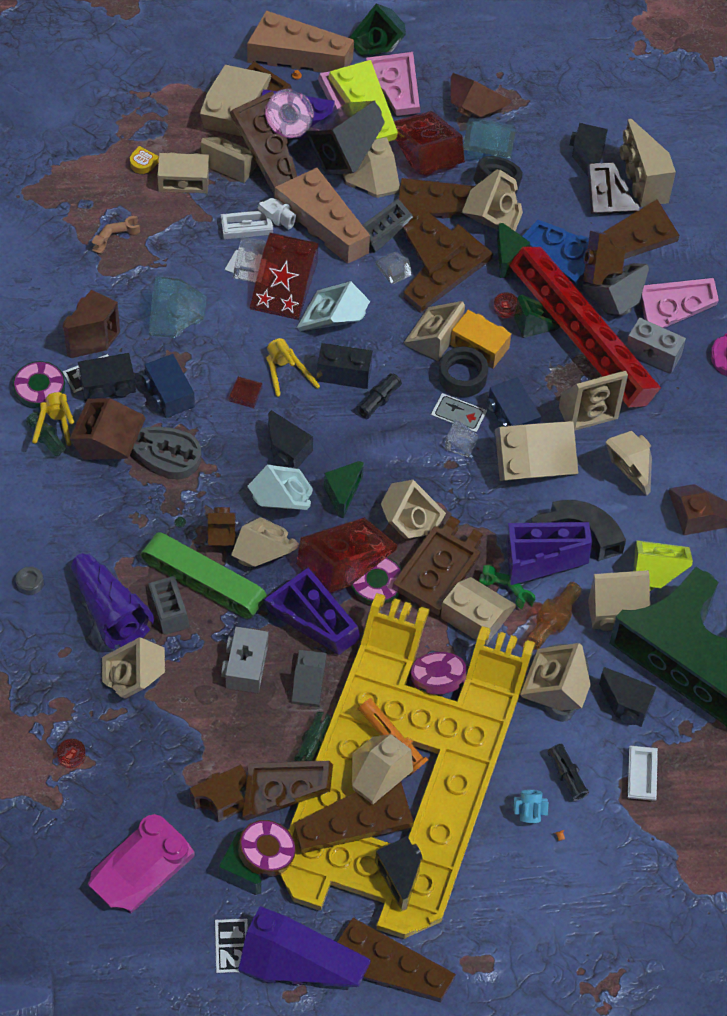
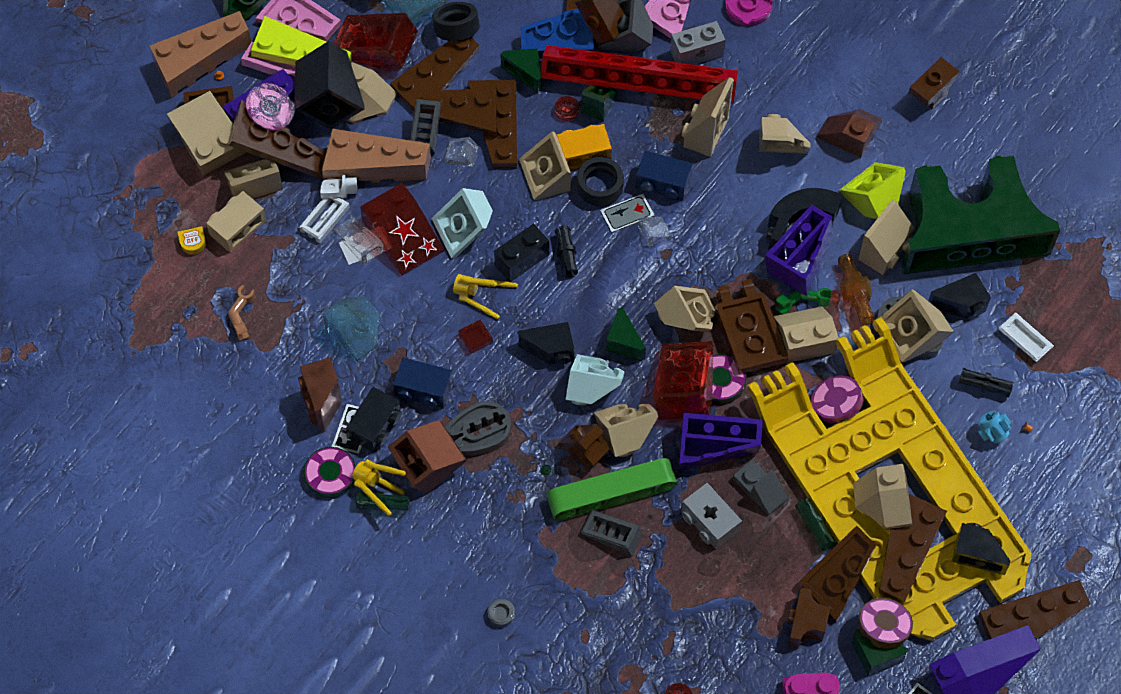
camera: 45 degrees left, 5 degrees up
(117, 611) = (580, 570): dark purple cone -> none
(133, 666) = (651, 600): tan slope -> none
(370, 709) = (852, 468): orange pin -> none
(494, 201) = (480, 42): tan slope -> none
(536, 450) = (714, 192): tan slope -> none

